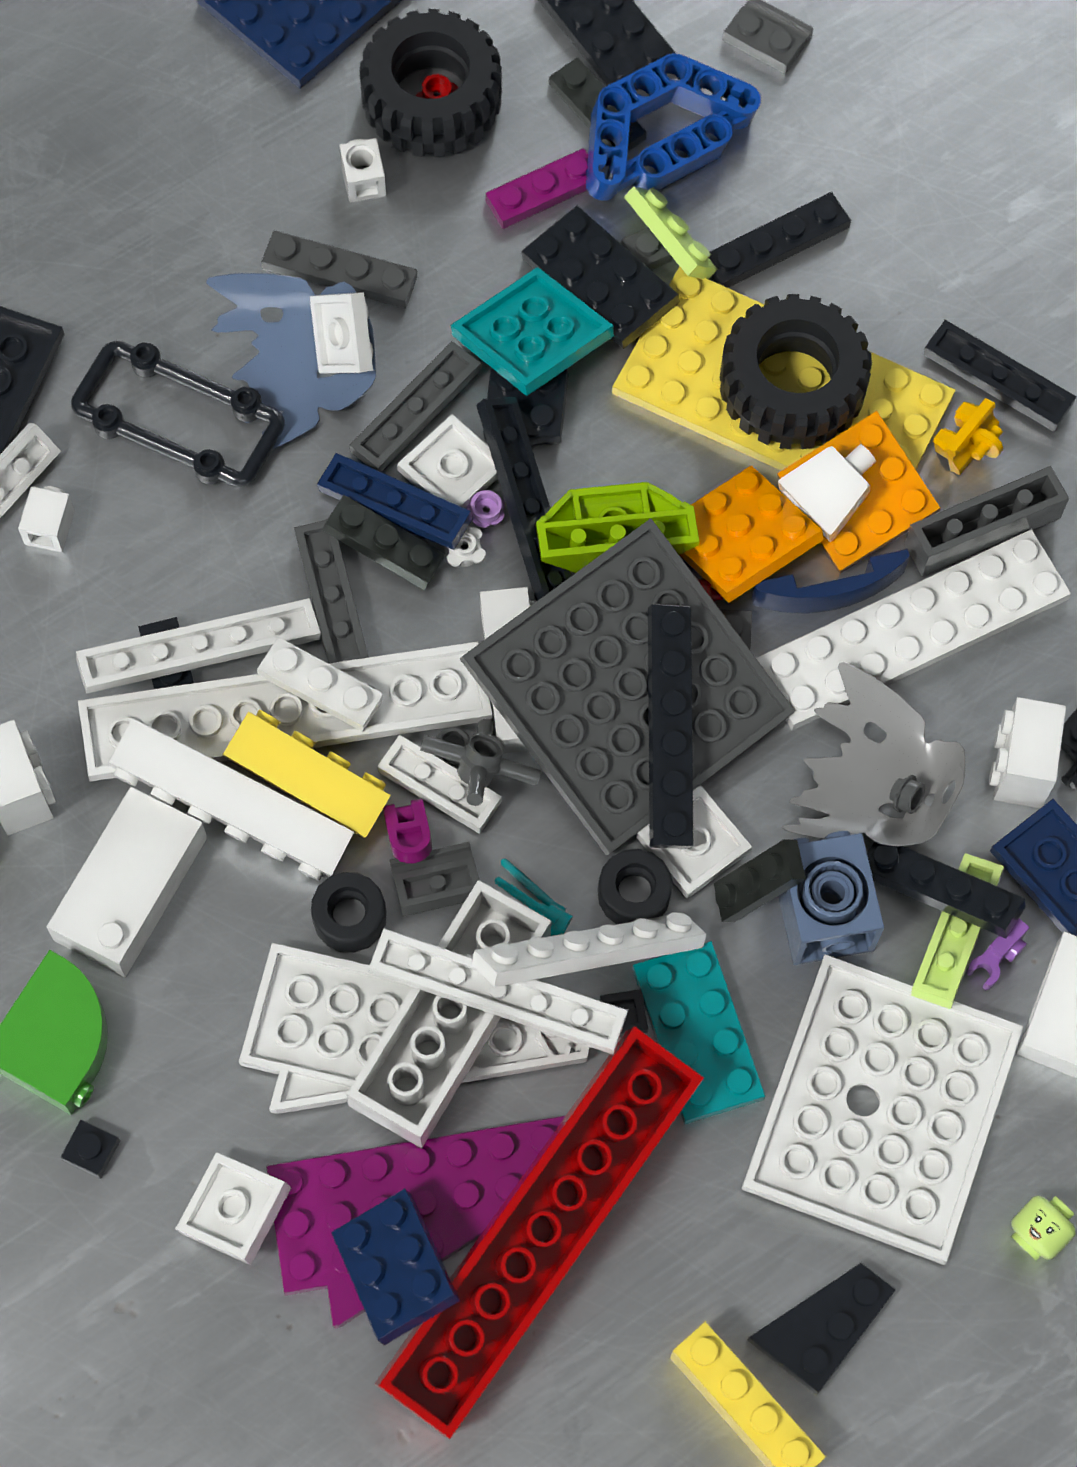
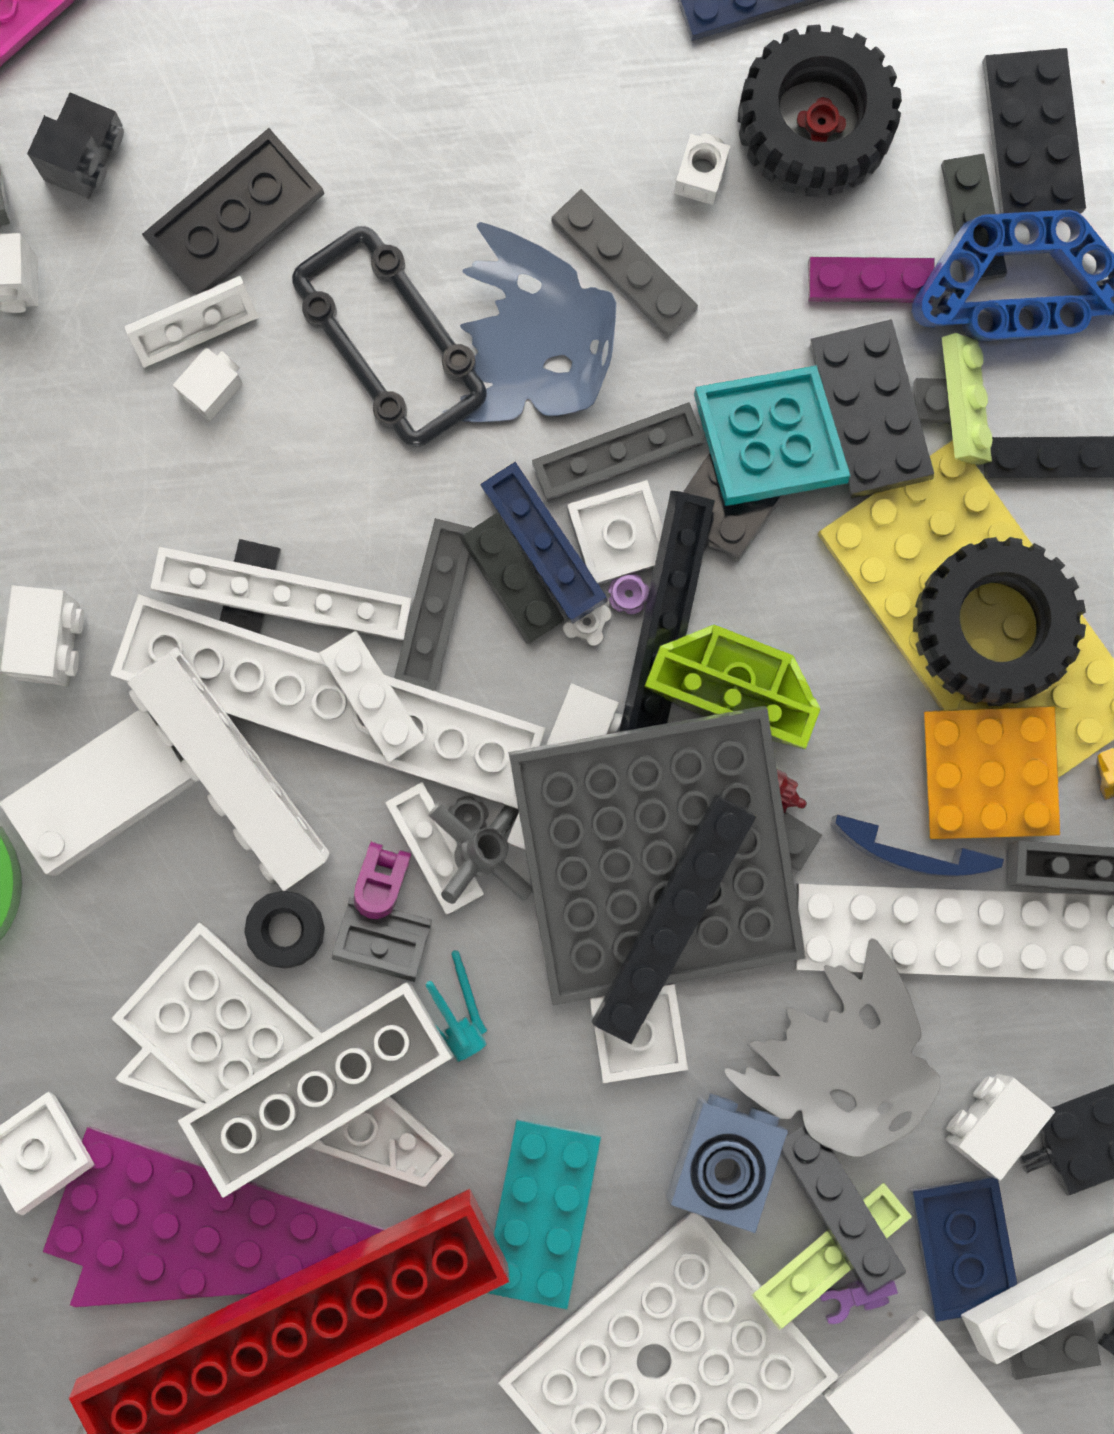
camera: 25 degrees right, 15 degrees up
(306, 774) = (311, 780): light yellow brick -> none
(341, 333) = (581, 345): white plate -> none
(395, 1267) = (141, 1297): dark blue plate -> none
(525, 1002) = (363, 1105): white plate -> none
(587, 949) = (471, 1102): white plate -> none
(632, 863) = (576, 1069): black tyre -> none
(634, 1004) = (482, 1162): black plate -> none
(747, 533) = (860, 757): light orange plate -> none
(759, 880) = (670, 1117): pearl dark grey plate -> none
(829, 487) = (961, 763): white torso -> none
(907, 794) = (863, 1096): dark grey plate -> none

